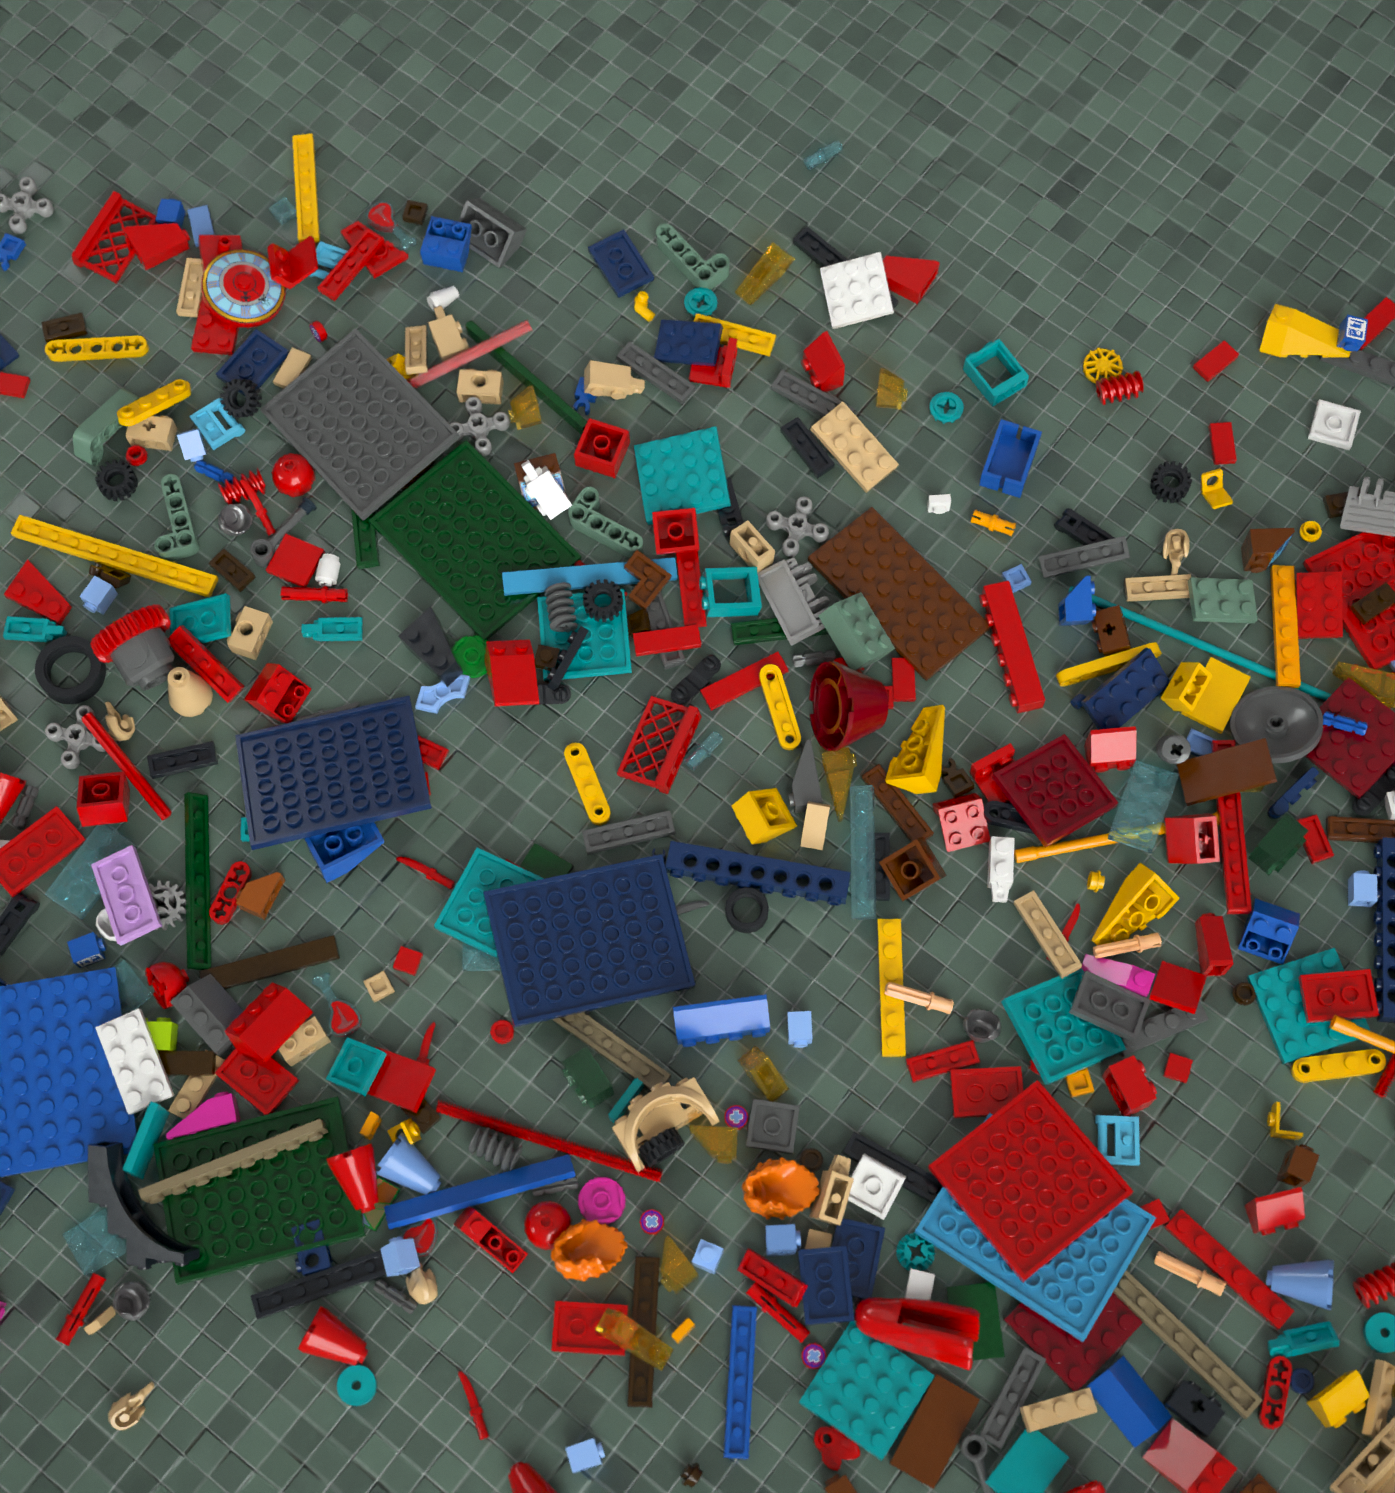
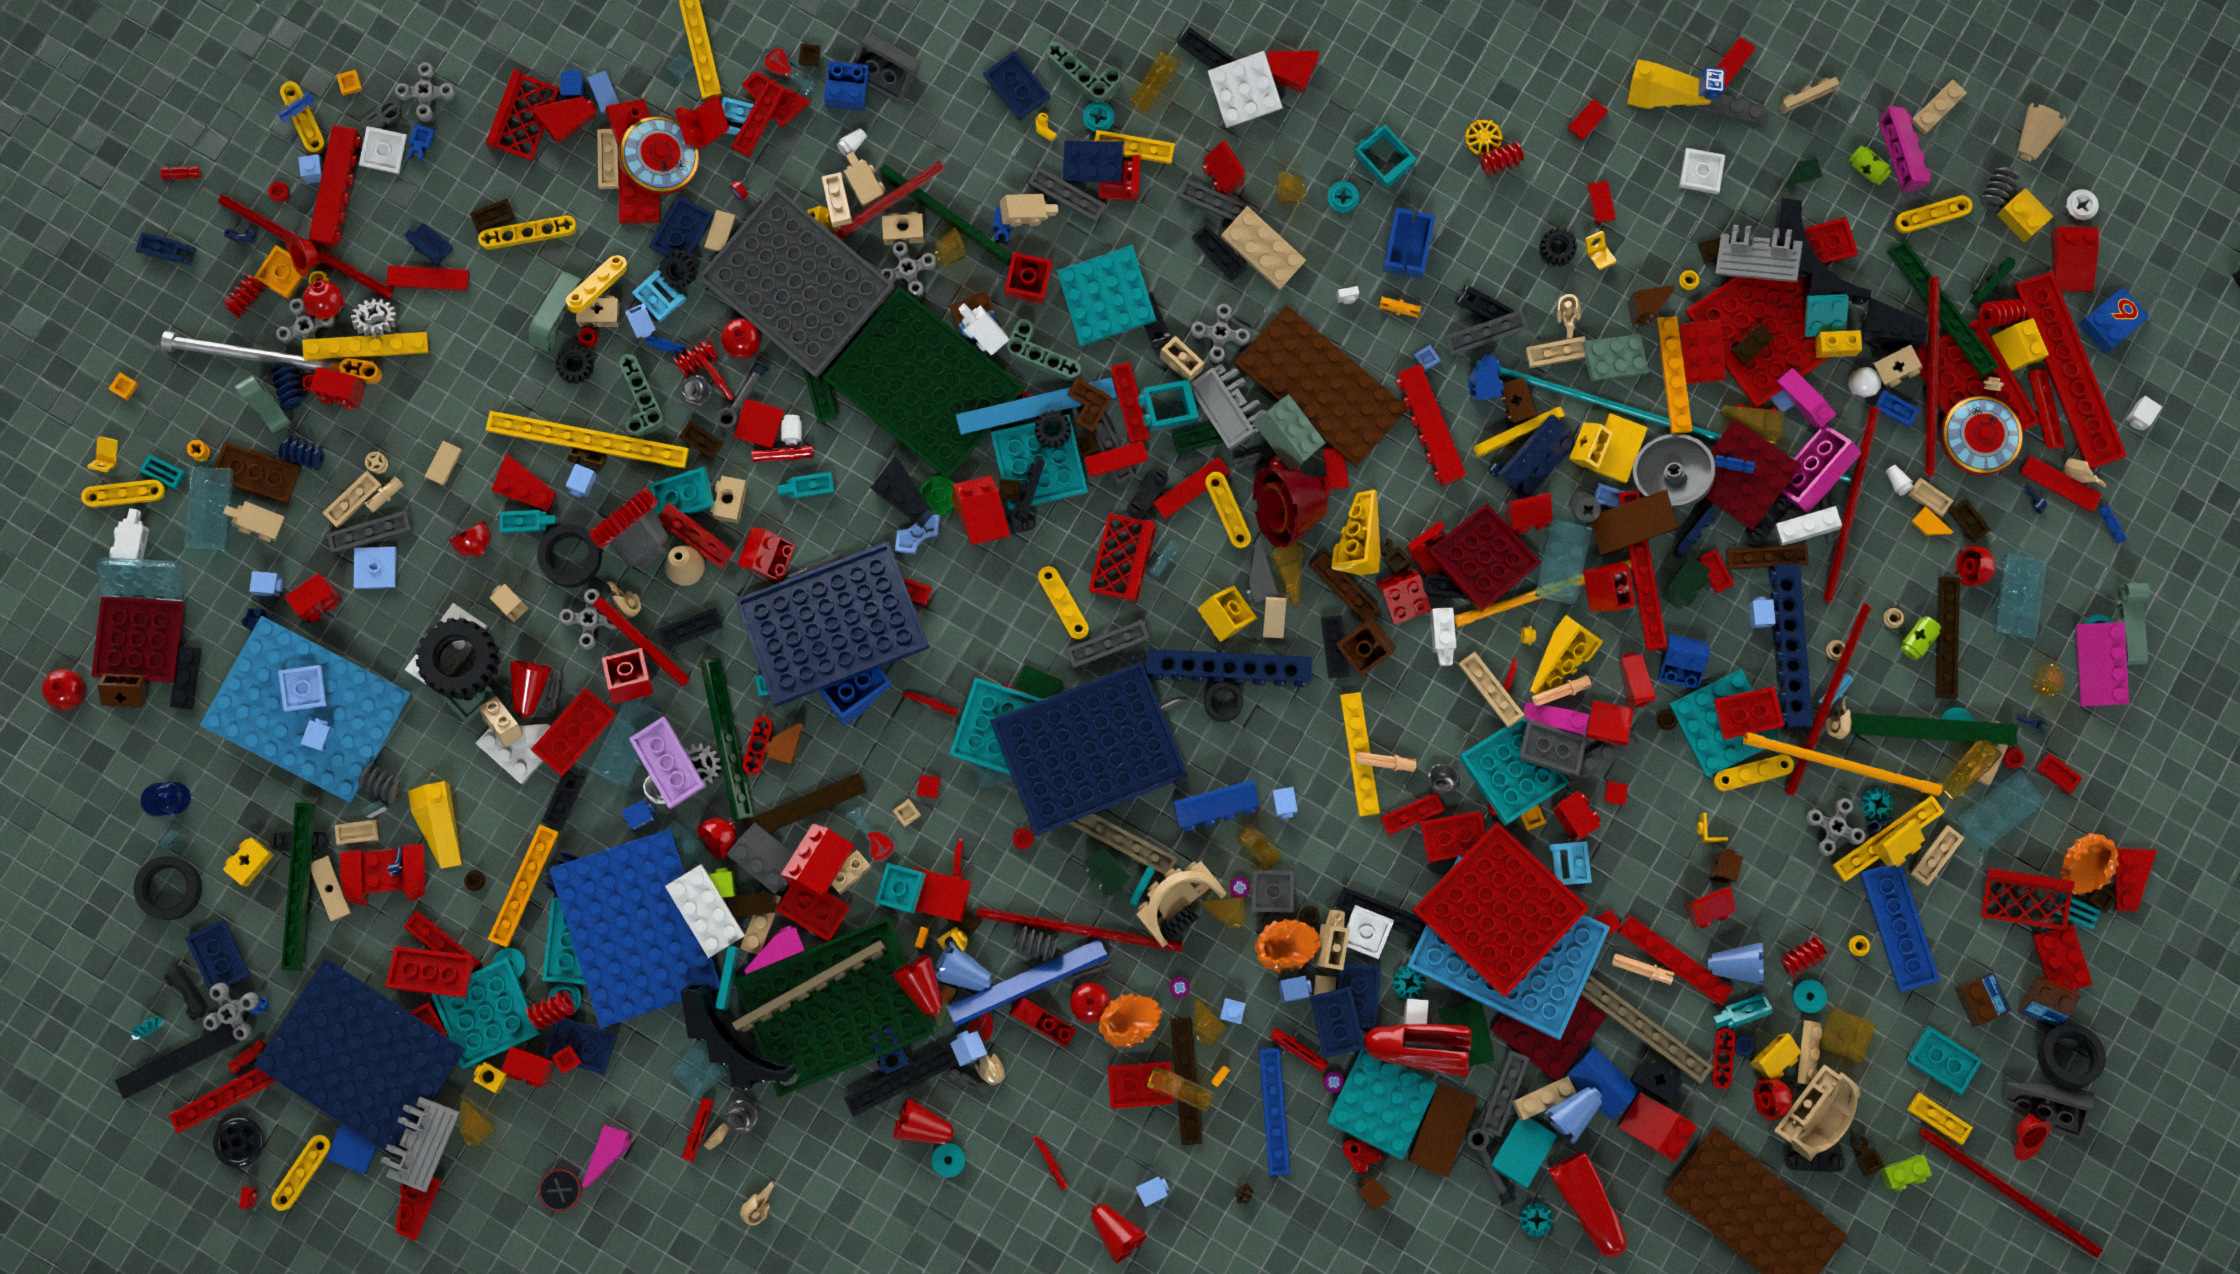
camera: 15 degrees left, 10 degrees up
(559, 607) = (1014, 443): dark grey piece -> none
(601, 1200) = (1133, 975): dark pink tile -> none
(675, 531) = (1110, 354): red slope -> none
(772, 1277) = (1290, 1021): red tile -> none
(862, 852) = (1320, 637): clear light blue plate -> none
(1092, 1432) = (1574, 1113): none -> medium blue cone
(1331, 1448) = (1772, 1098): none -> red cylinder

